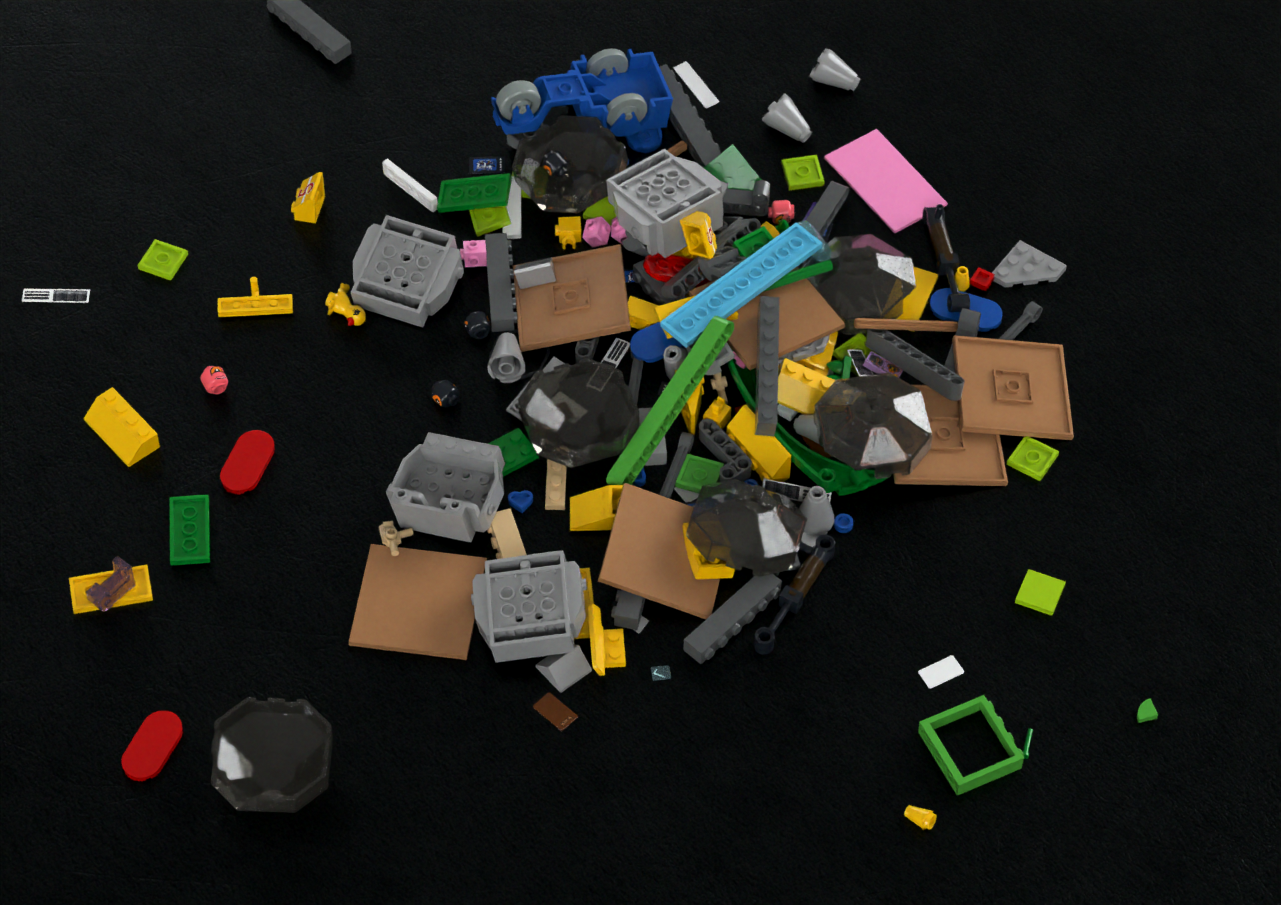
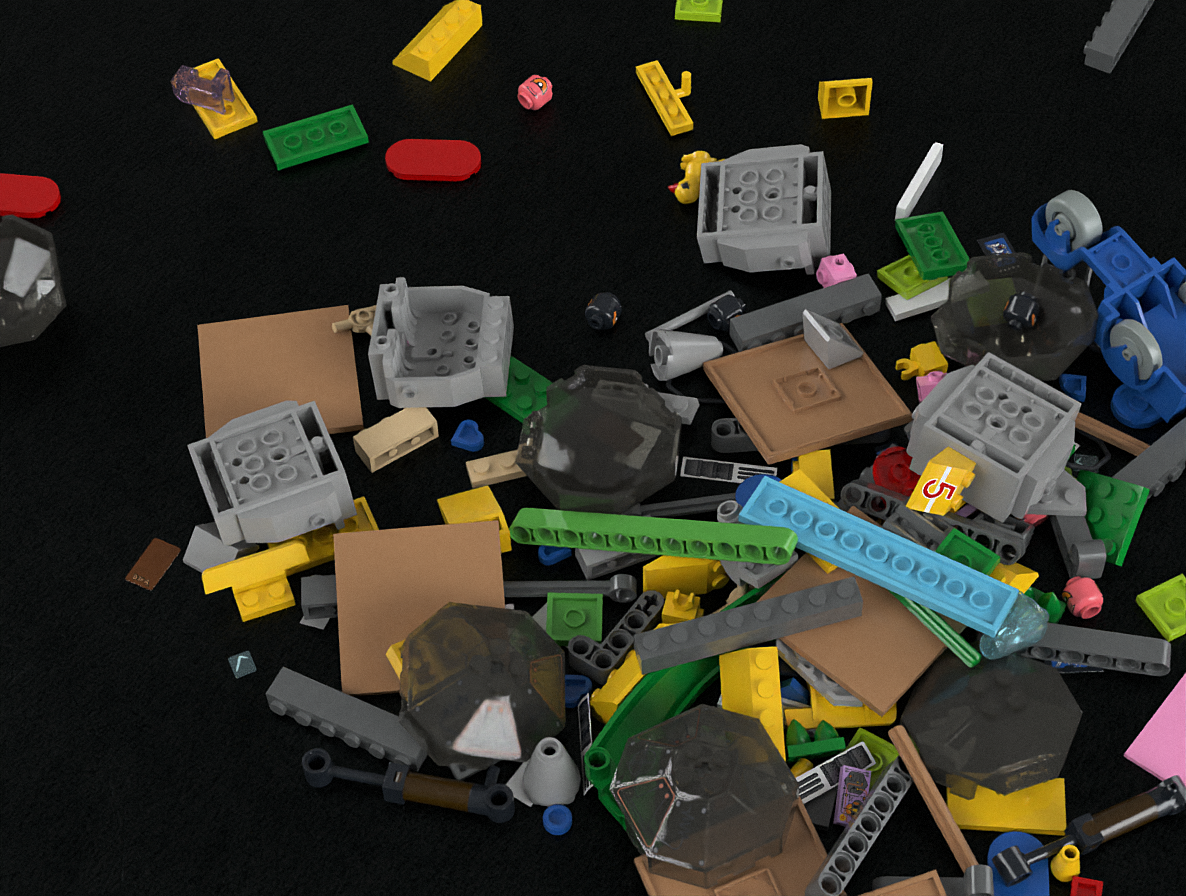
camera: 75 degrees right, 0 degrees up
(468, 348) = (686, 317): none -> light grey bar

